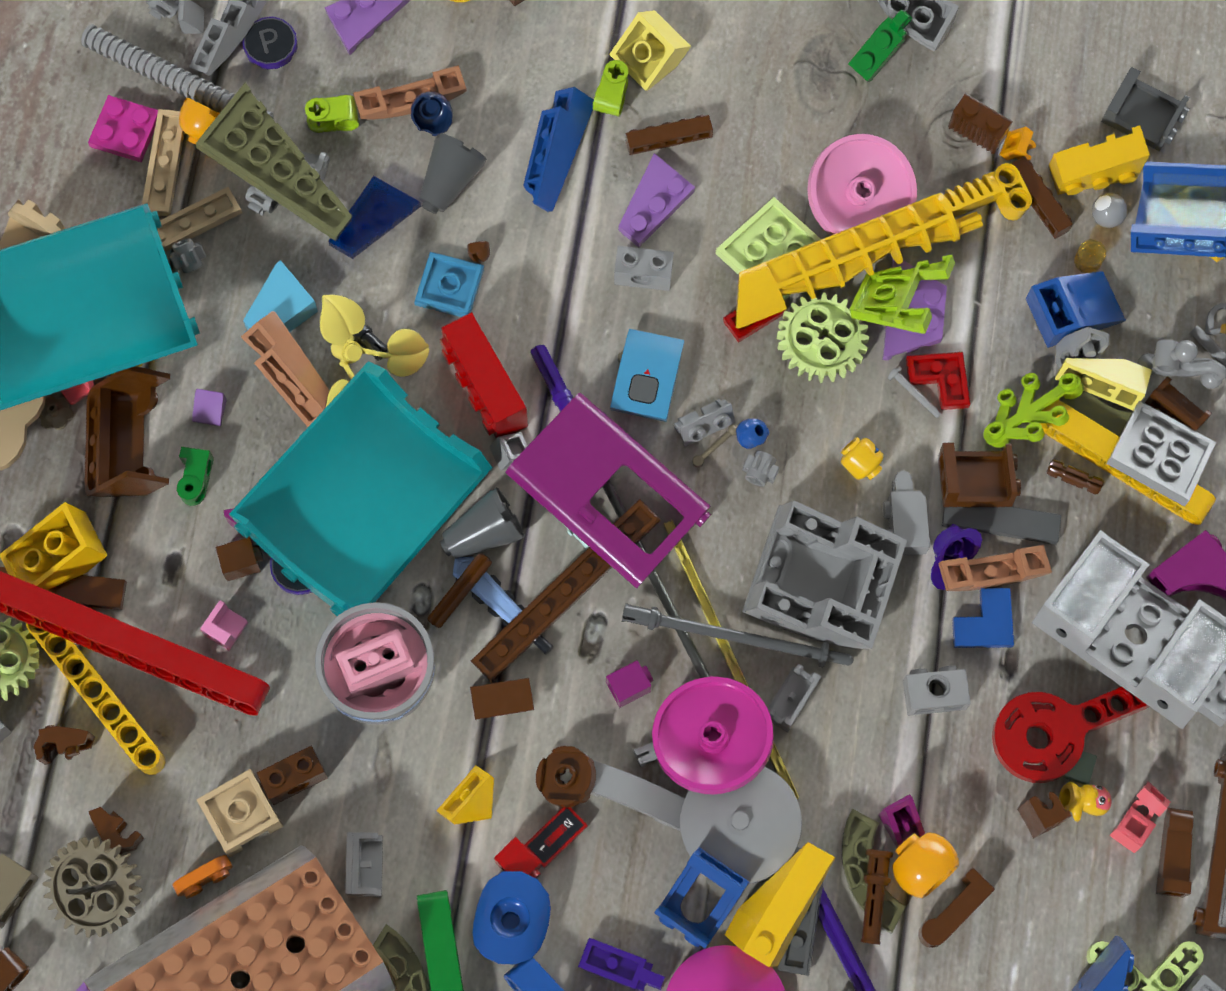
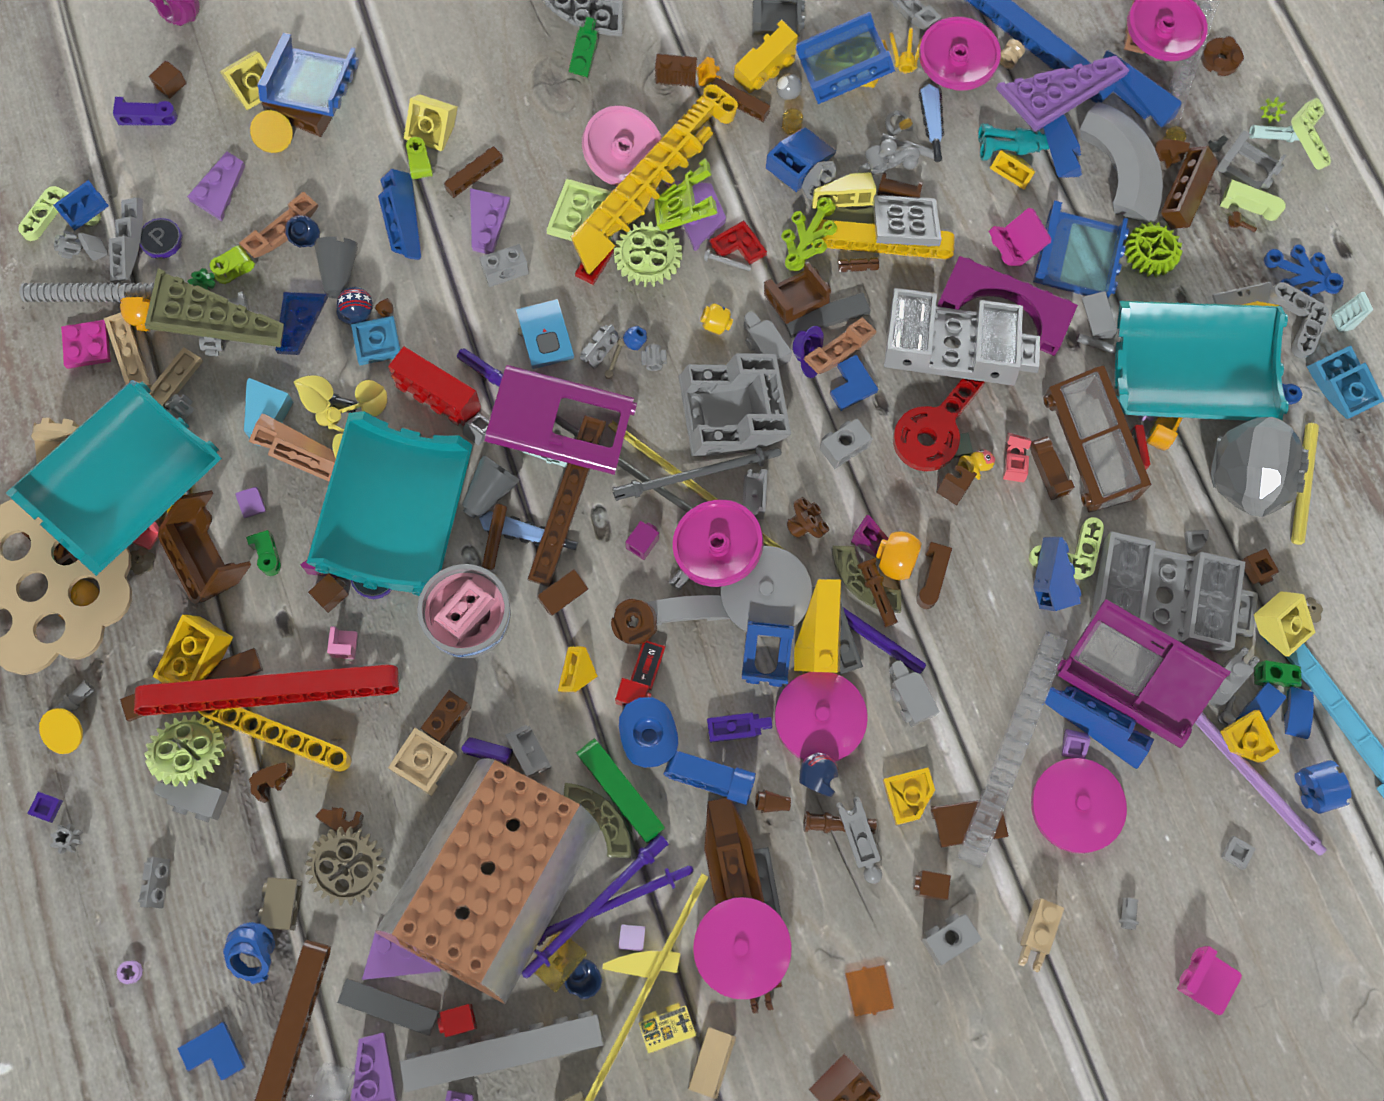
camera: 30 degrees left, 0 degrees up
(192, 883) = (415, 827): orange plate -> none
(290, 116) = (202, 279): none -> green plant
(319, 838) = (487, 750): none -> dark purple slope
(445, 231) = (354, 304): none -> dark blue helmet
(838, 761) = (807, 520): none -> reddish brown plate

